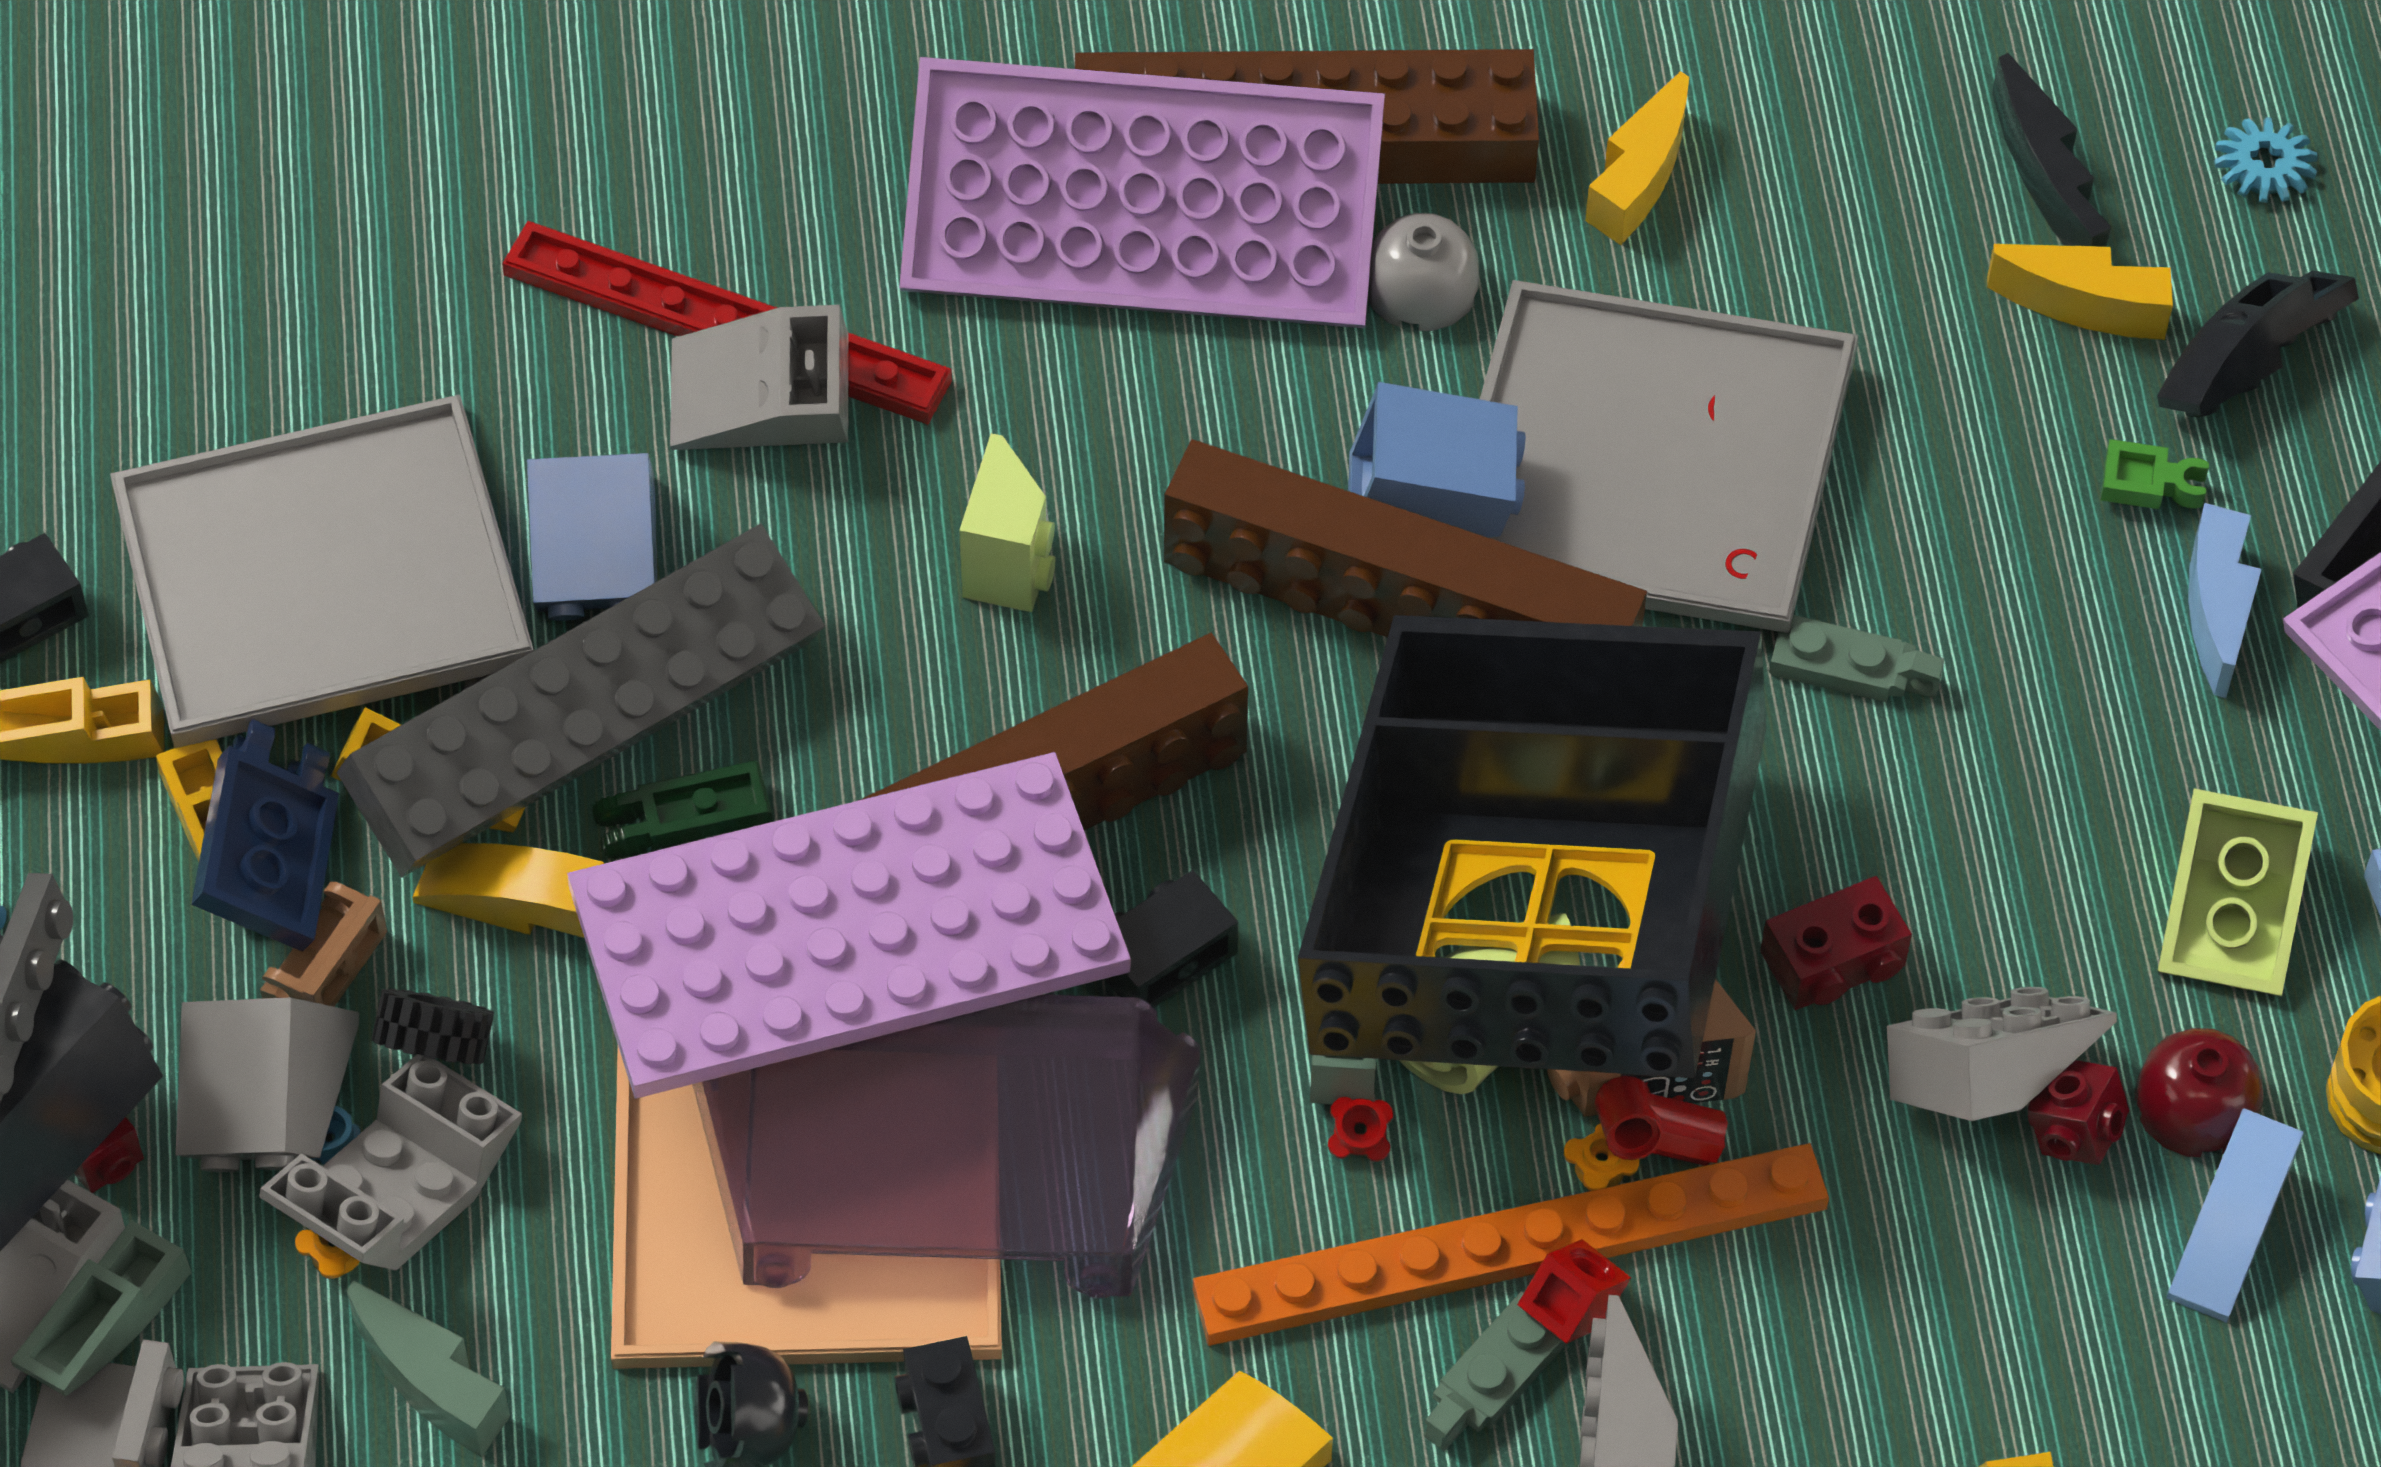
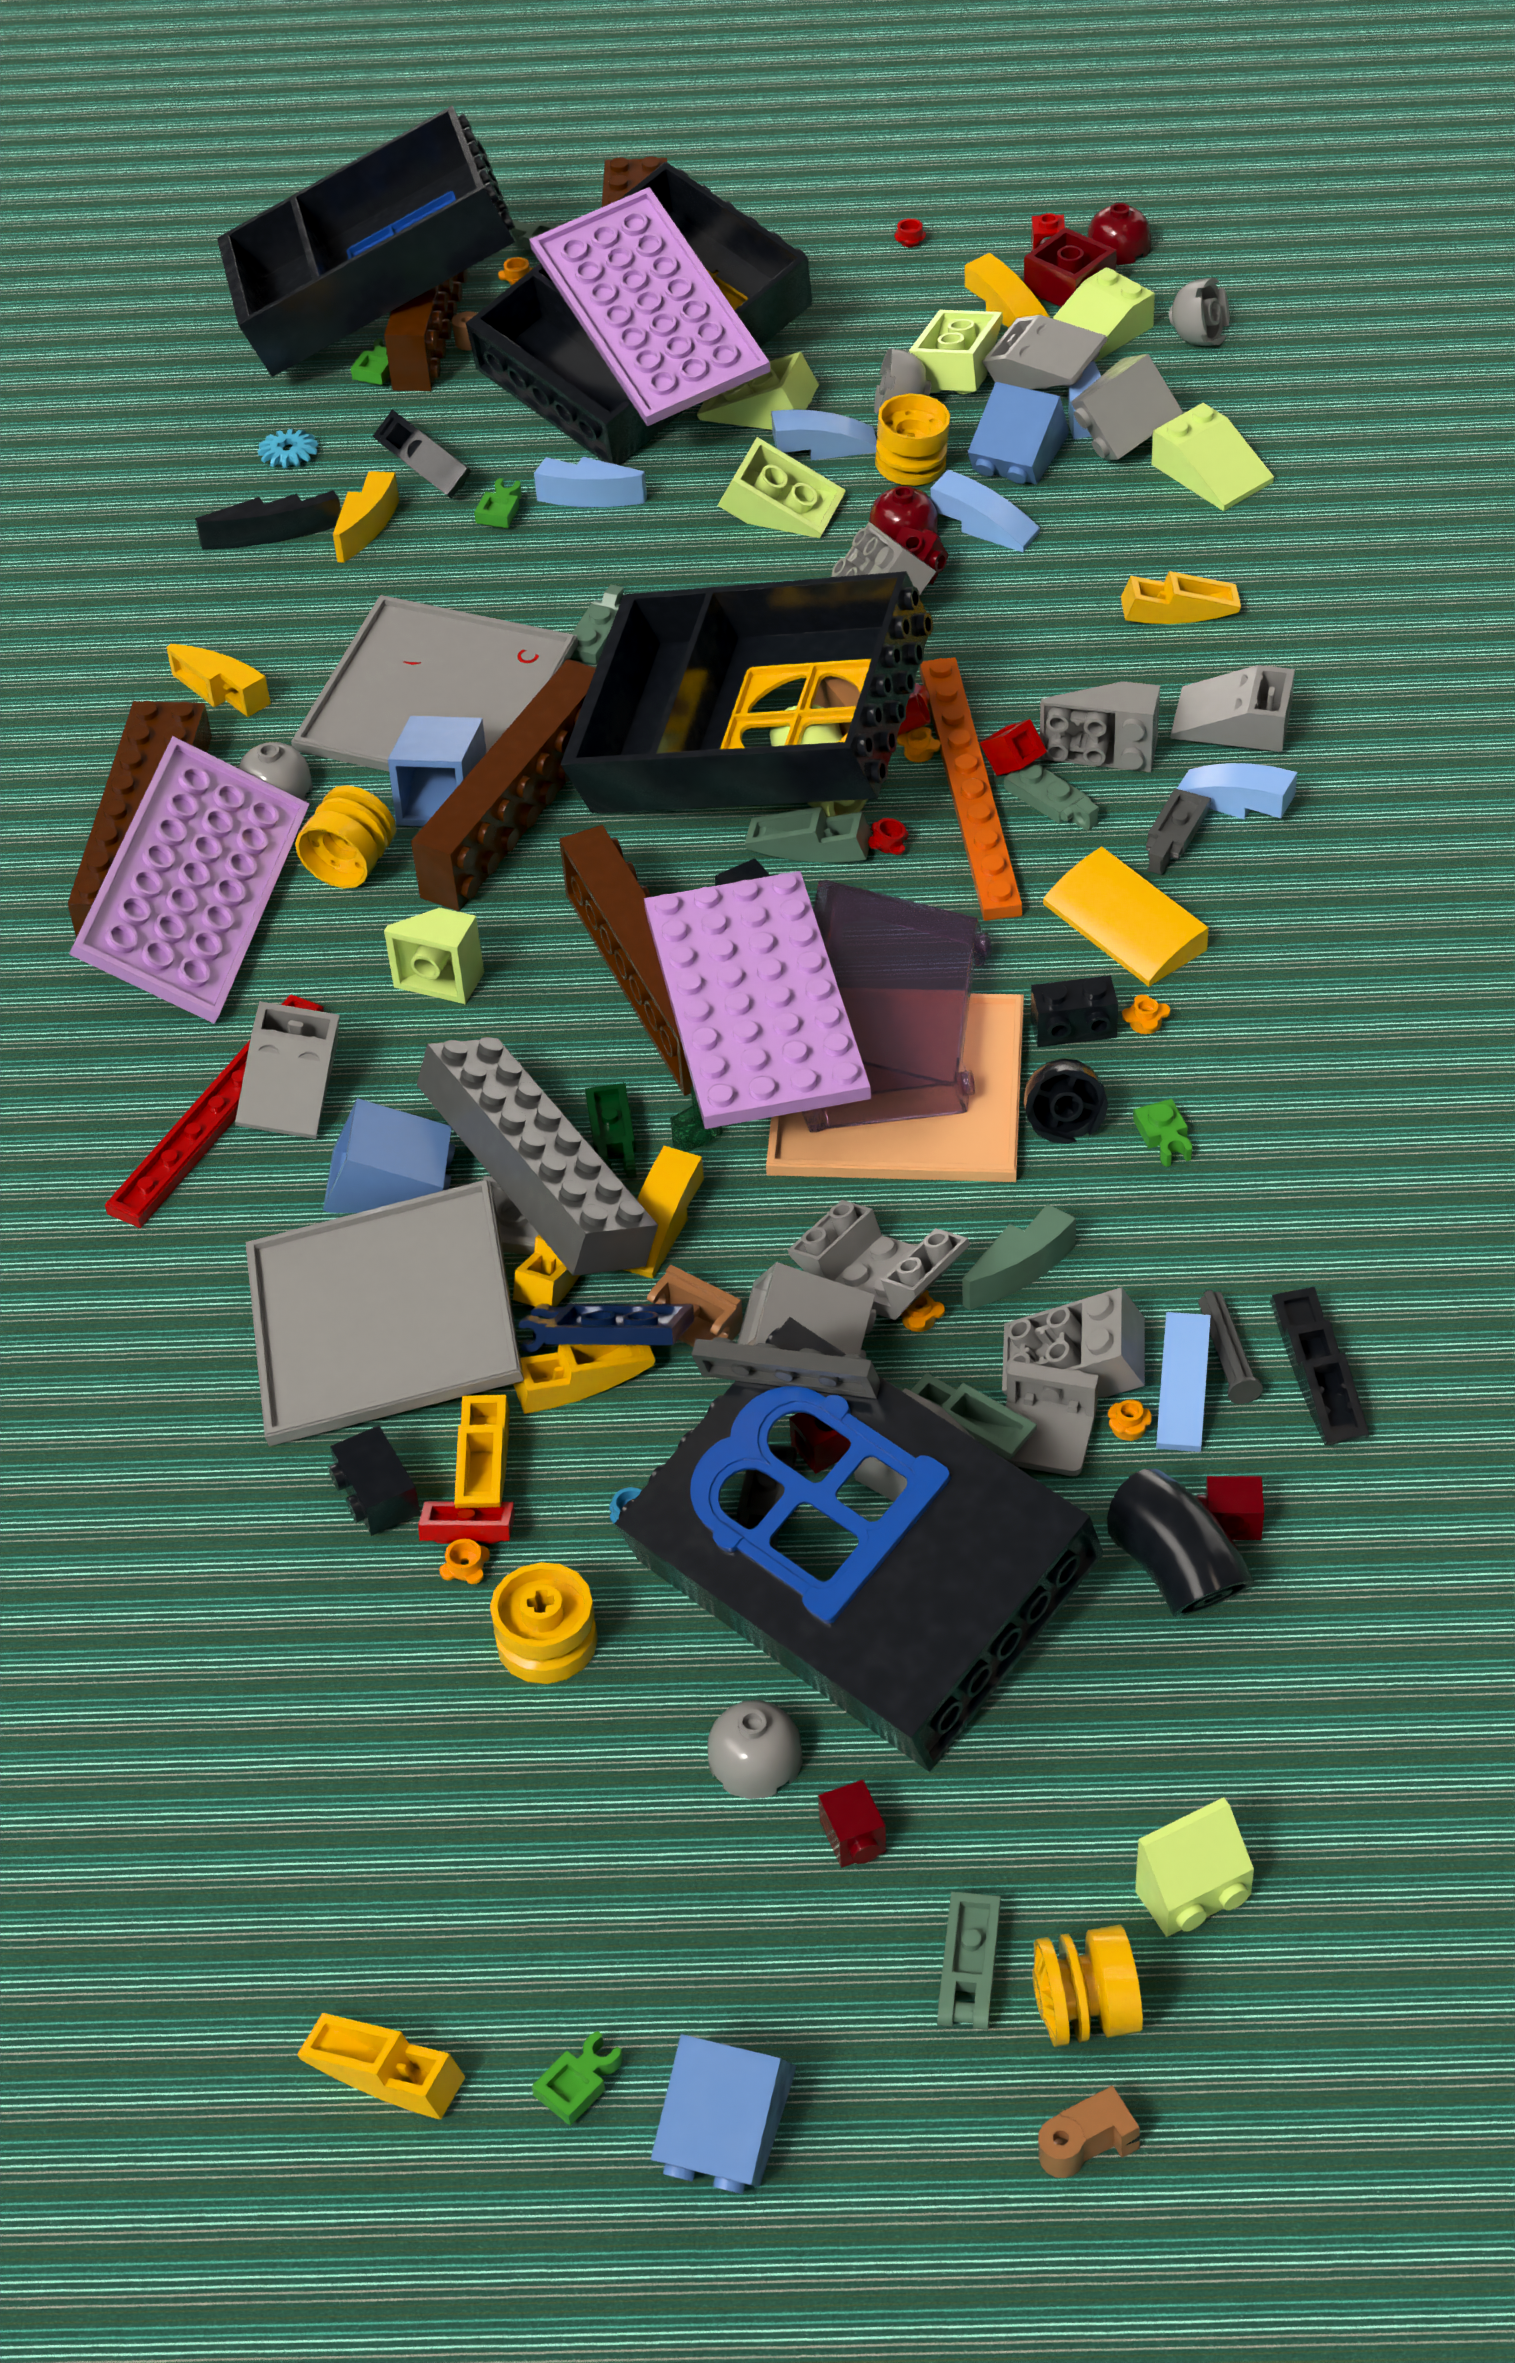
camera: 80 degrees left, 10 degrees down
(432, 1026) = (773, 1237): black tyre -> none
(1255, 372) = (345, 836): none -> yellow wheel

